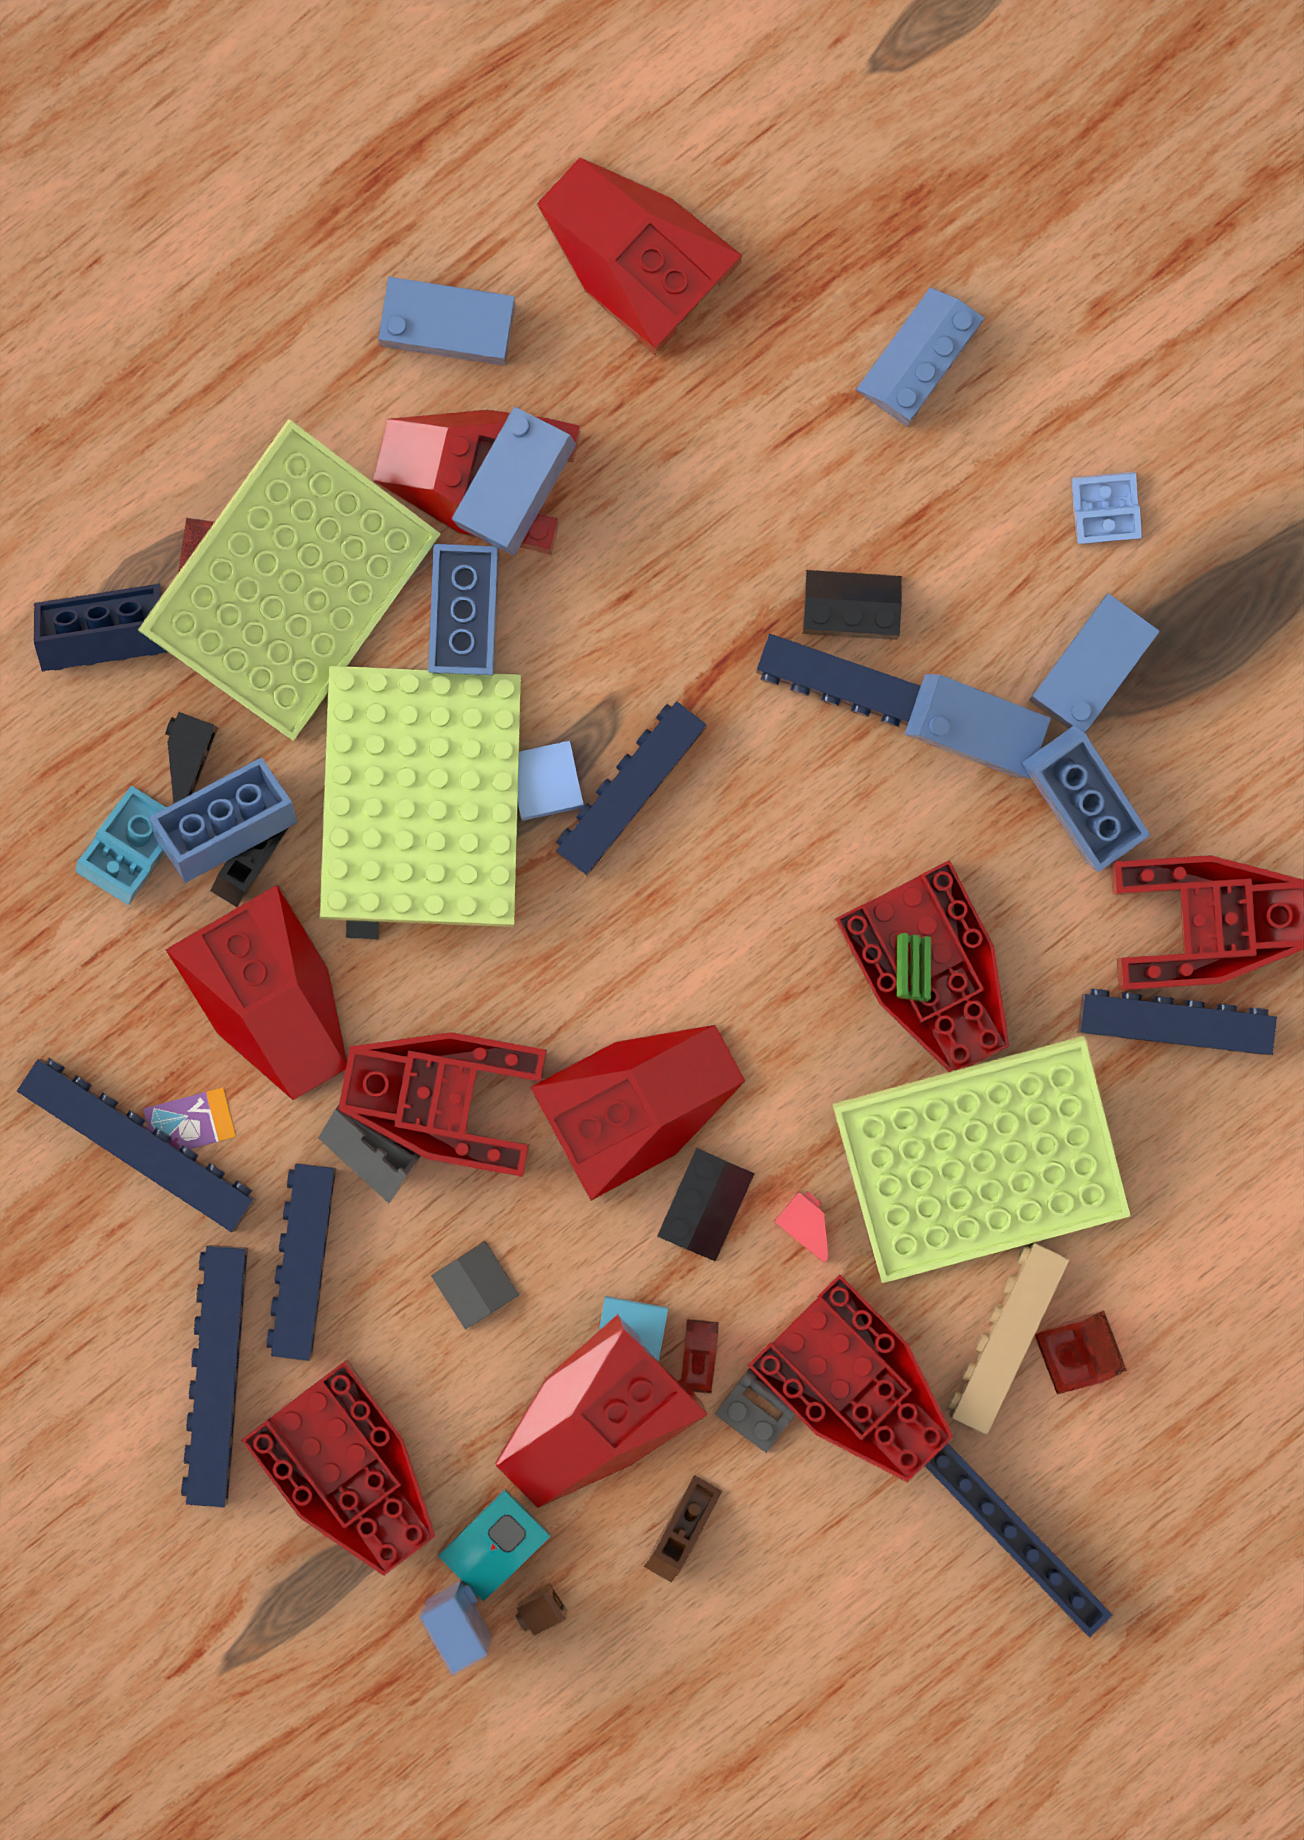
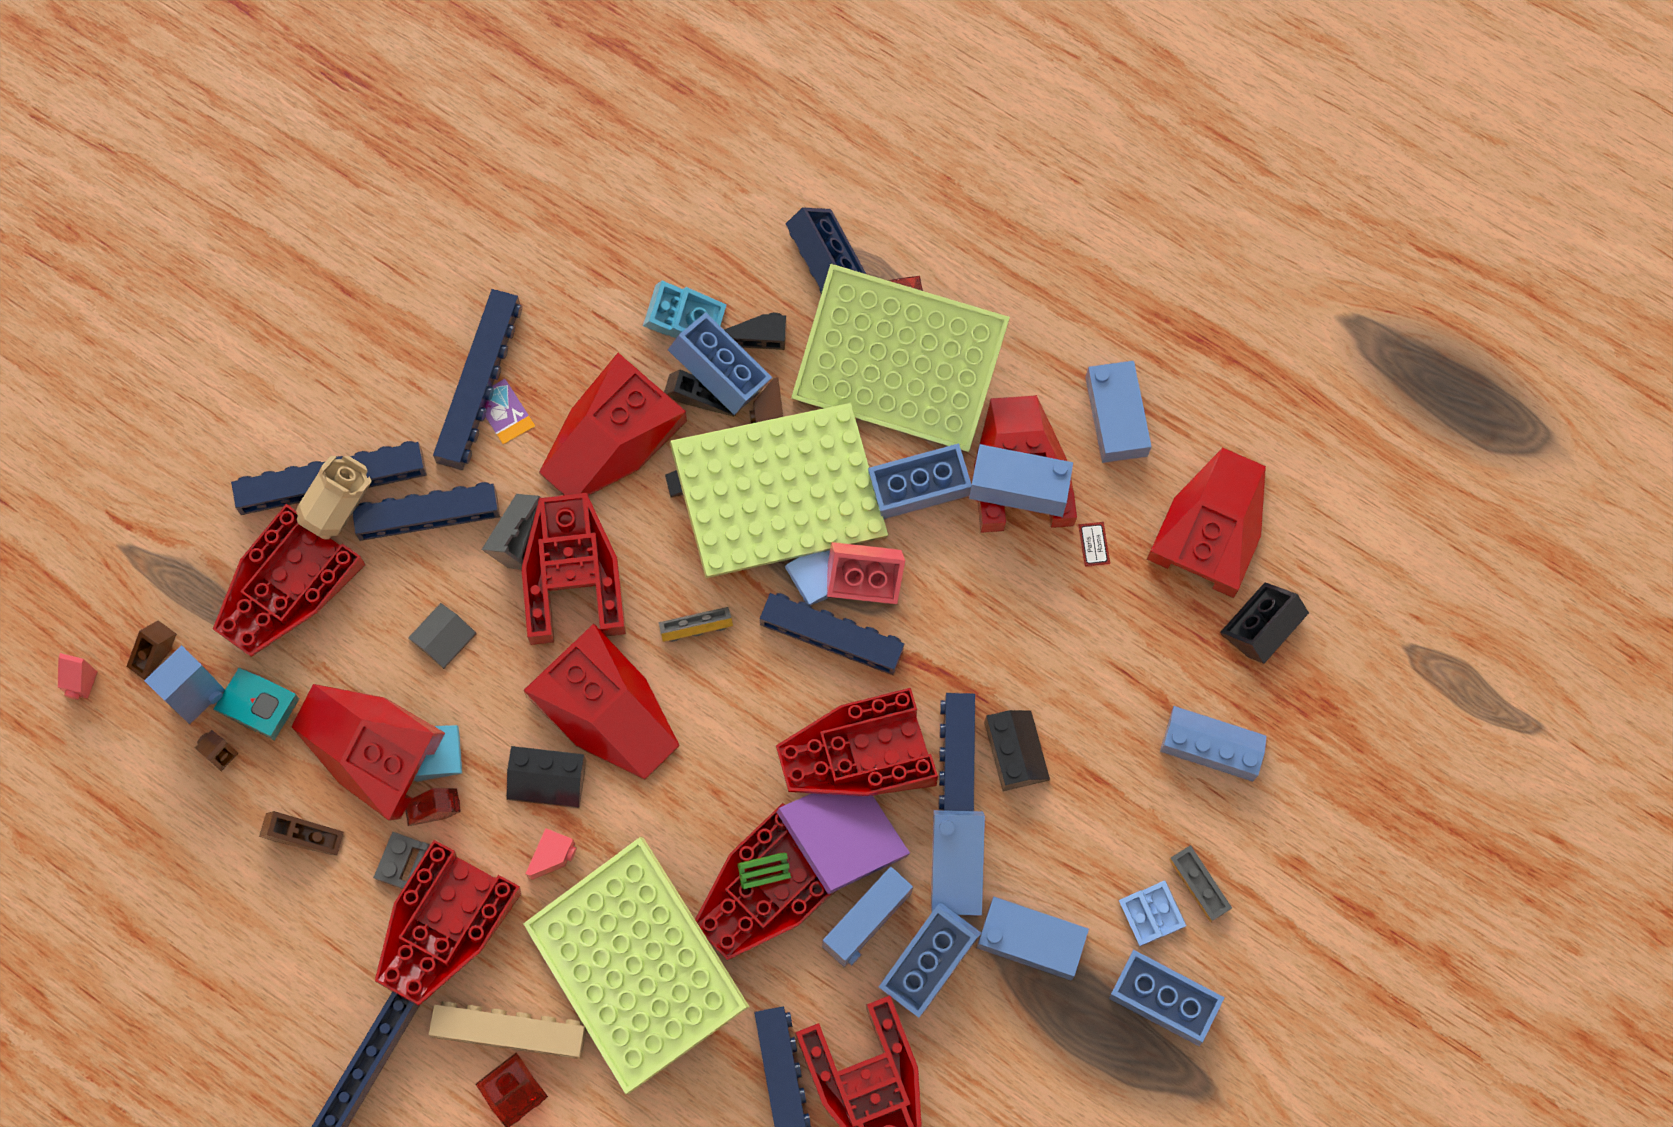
camera: 70 degrees right, 15 degrees down
(253, 1375) = (333, 496): none -> tan brick
(298, 774) = (768, 403): none -> reddish brown slope
(380, 1661) = (150, 649): none -> reddish brown slope
(391, 1766) = (75, 676): none -> coral slope
(564, 957) = (695, 624): none -> plate
(565, 720) = (864, 573): none -> coral slope
(612, 414) = (1094, 544): none -> sticker
(786, 235) = (1265, 622): none -> black slope
(799, 801) = (860, 750): none -> red wedge
(896, 855) = (842, 837): none -> medium lavender tile
(1009, 858) = (867, 917): none -> medium blue brick
(1089, 436) = (1200, 883): none -> dark grey plate
(1216, 528) = (1166, 998): none -> medium blue brick

